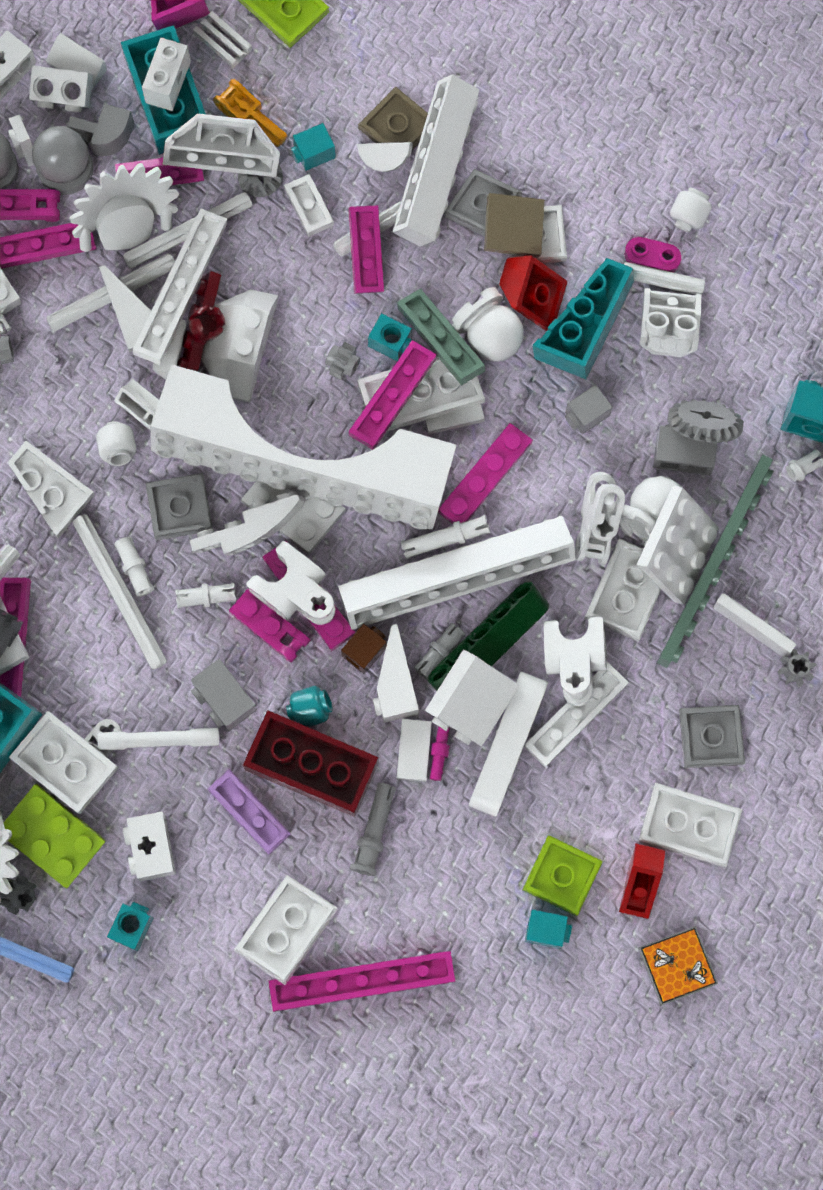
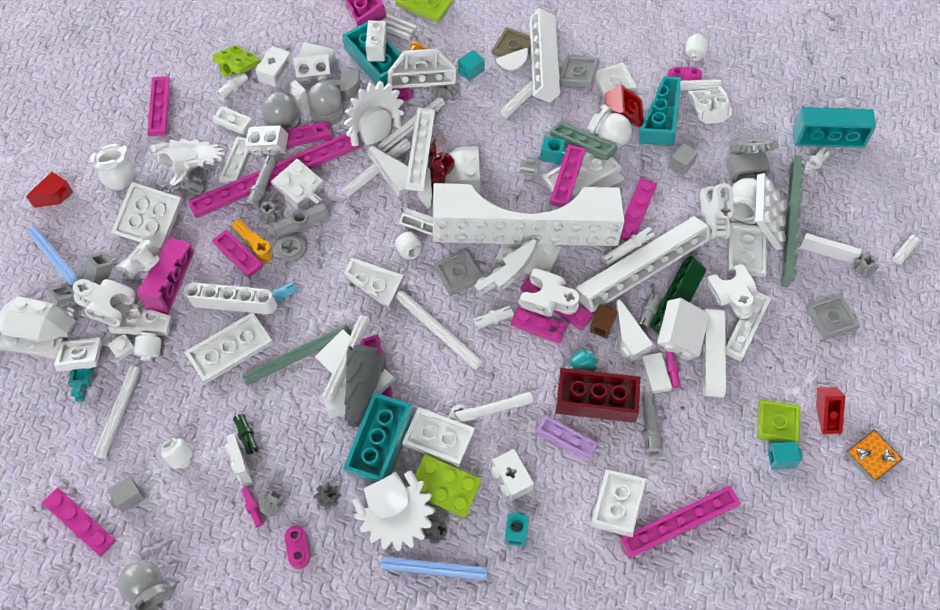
camera: 15 degrees left, 15 degrees down
(134, 566) = (442, 312): white pin -> none
(223, 695) = (526, 371): light grey brick -> none
(308, 205) = (478, 95): white plate -> none
(366, 249) = (521, 107): dark pink plate -> none
(514, 225) = (601, 74): dark tan tile -> none
(690, 825) = (843, 370): white tile -> none

